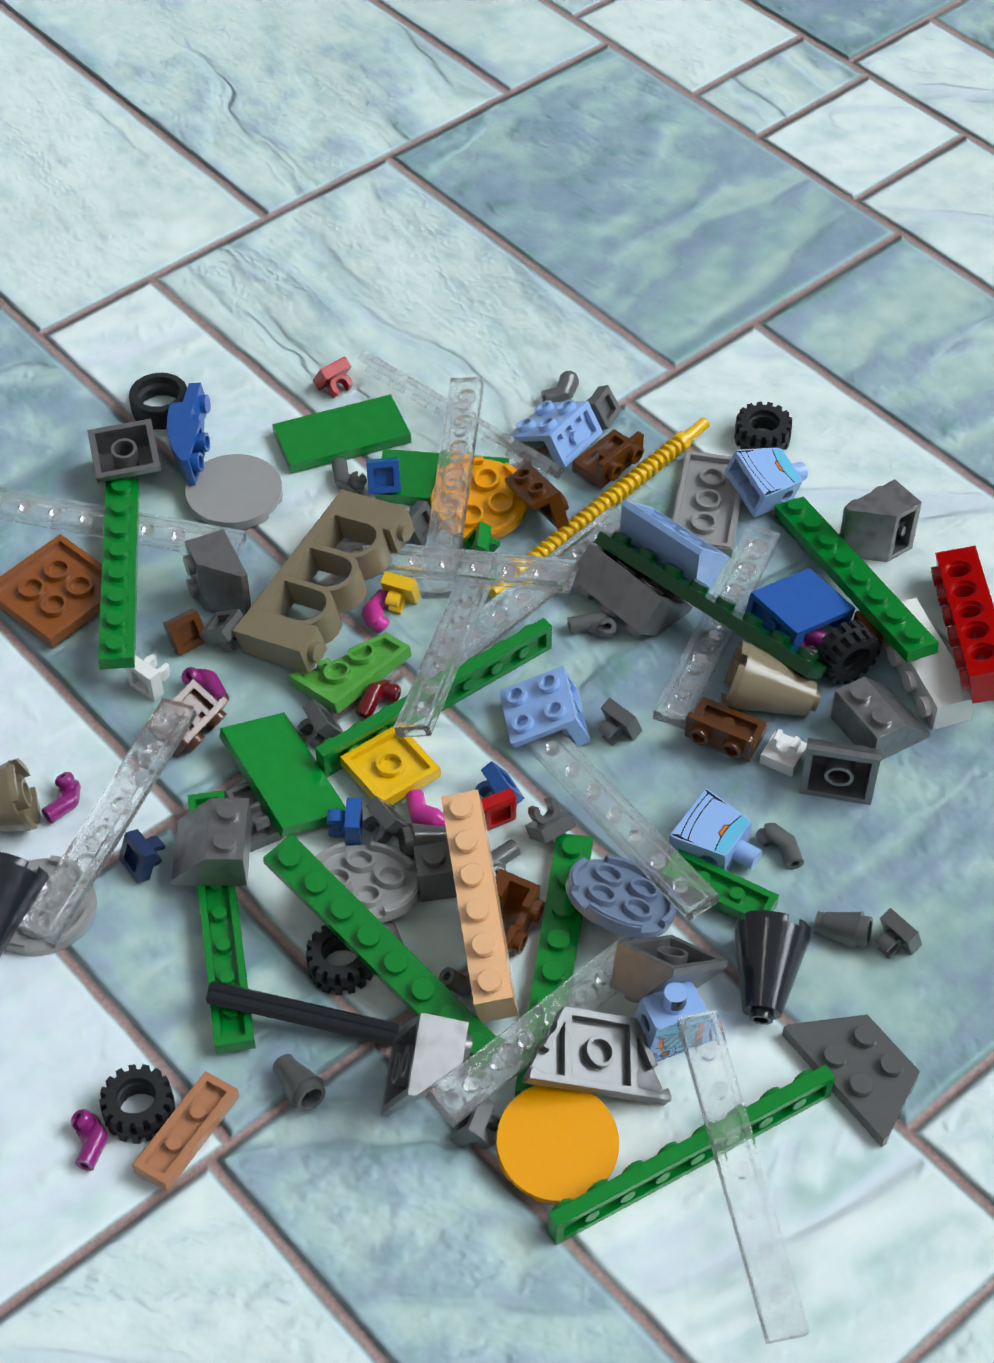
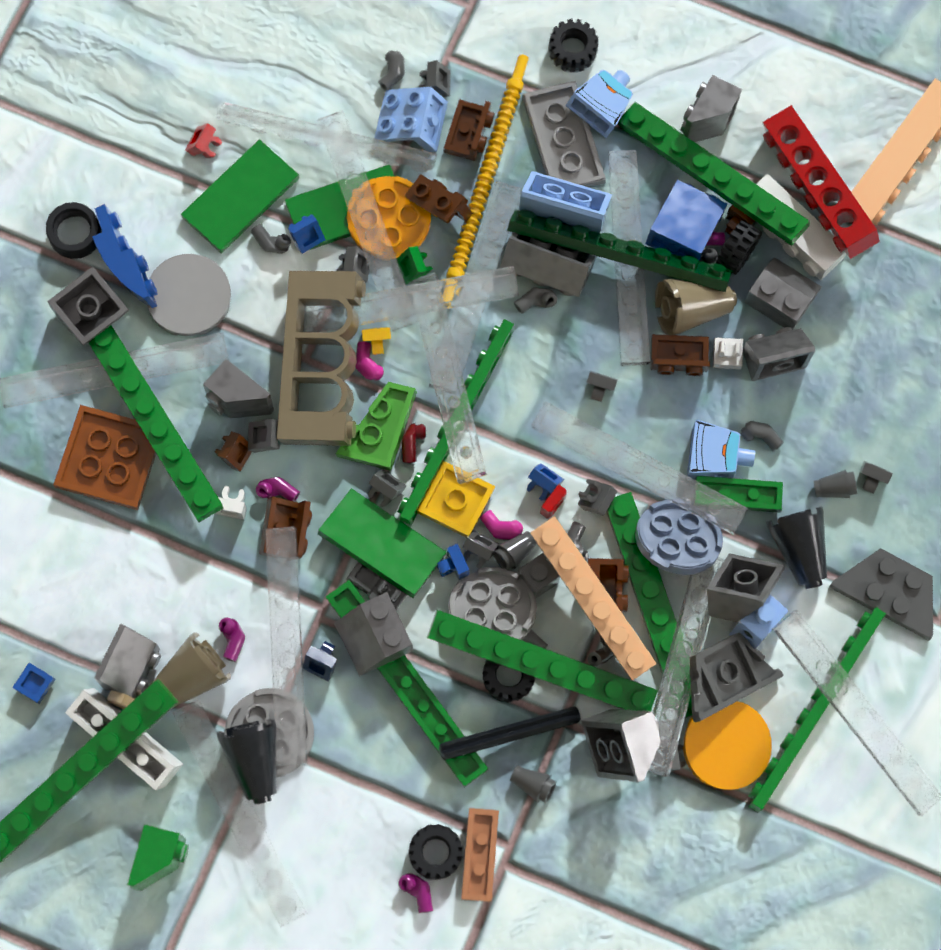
camera: 30 degrees left, 25 degrees up
(544, 707) = (542, 399): light blue bracket -> none

